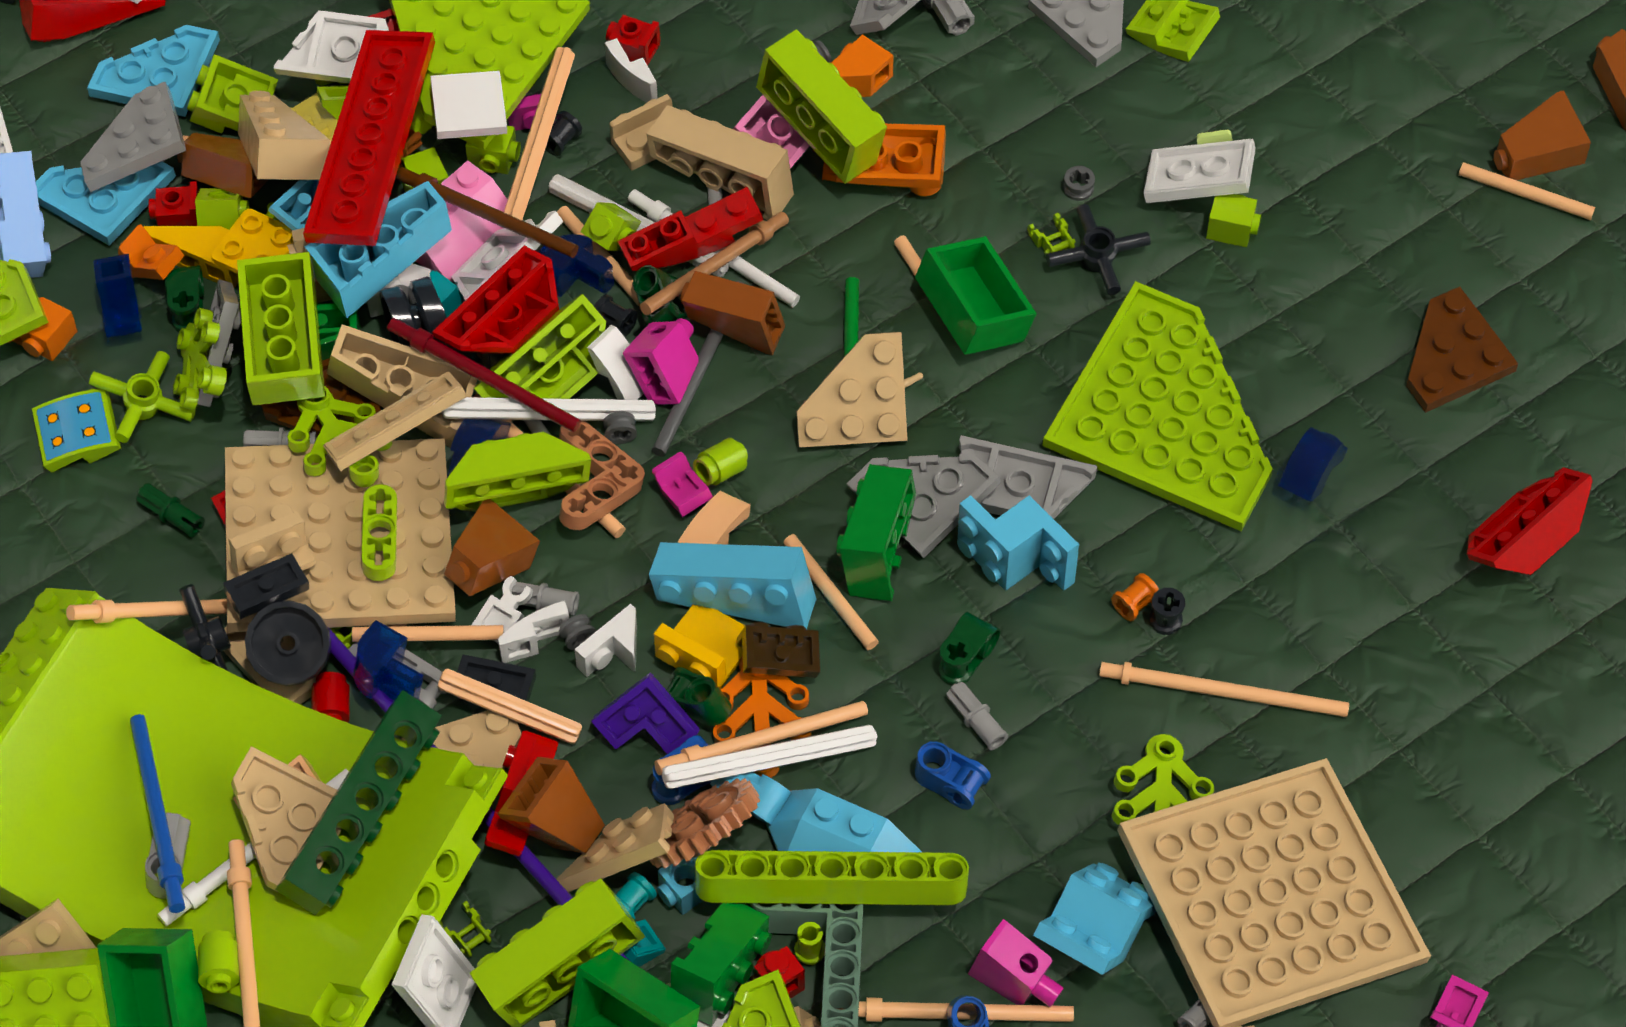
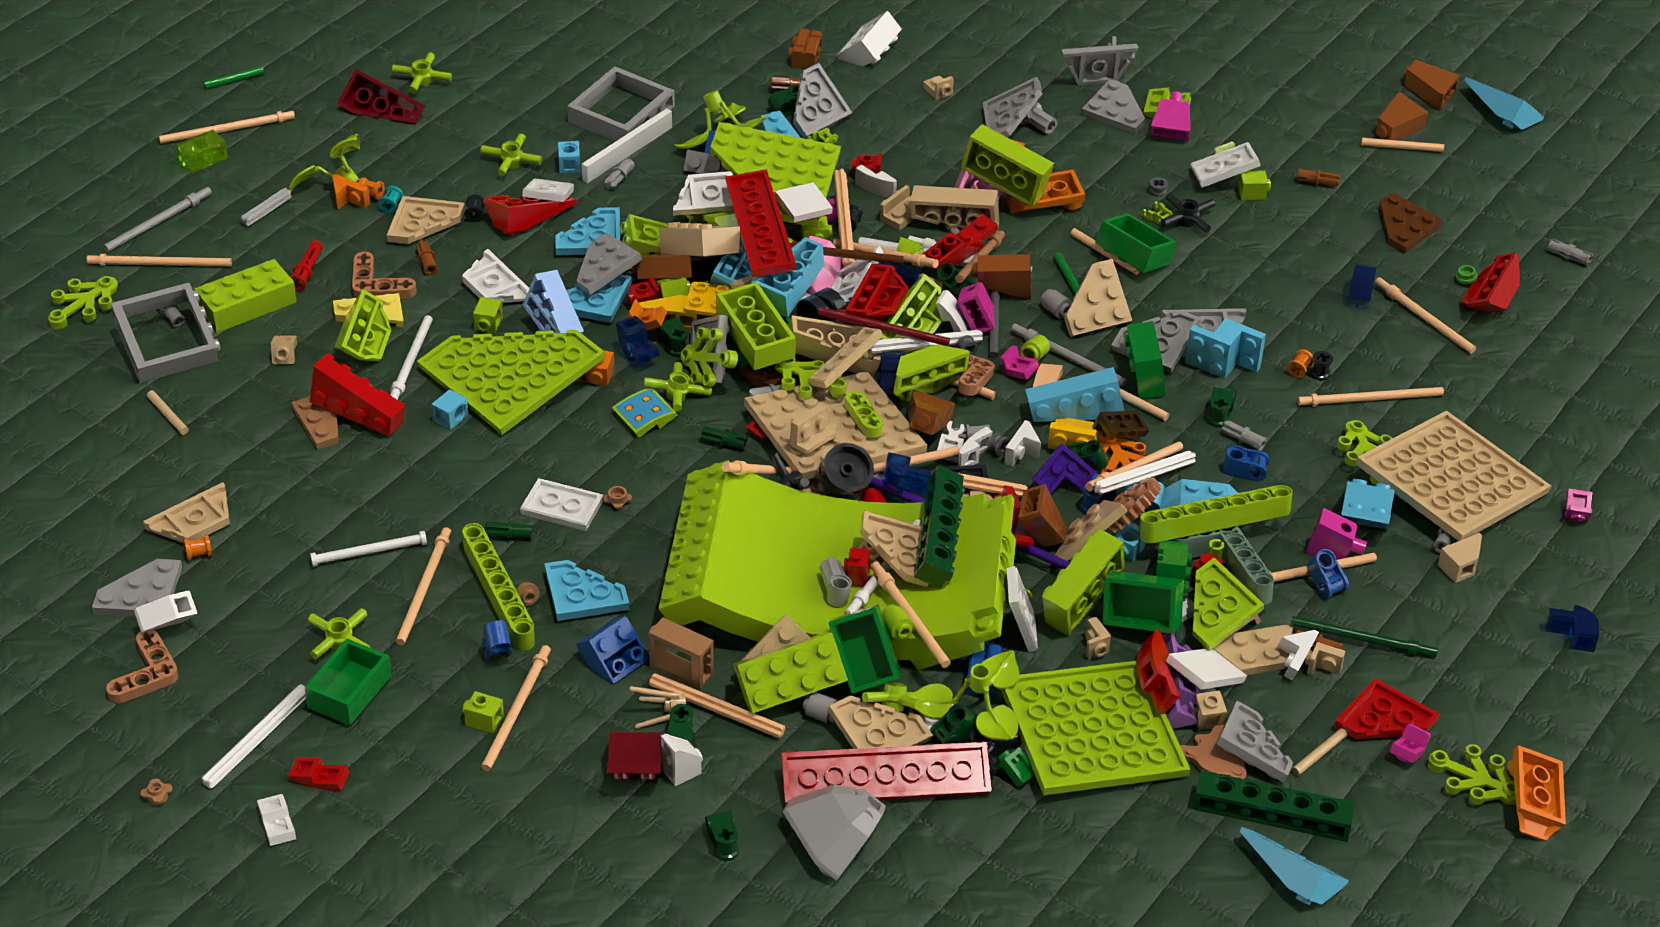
camera: 20 degrees left, 15 degrees down
(169, 871) = (849, 580): blue bar -> none
(206, 834) = (858, 566): none -> red brick
(266, 585) = (818, 445): black plate -> none
(600, 251) = (916, 259): none -> light nougat bar
(733, 429) = (1027, 334): none -> light grey bar
(799, 376) = (1055, 303): none -> light grey brick
(1159, 56) = (1172, 118): none -> dark pink torso
(1164, 412) = (1266, 279): lime plate -> none
(1349, 226) = (1318, 177): none -> dark orange axle
(1364, 492) = (1395, 293): none -> light nougat bar
(1502, 485) = (1466, 274): none -> bright green plate

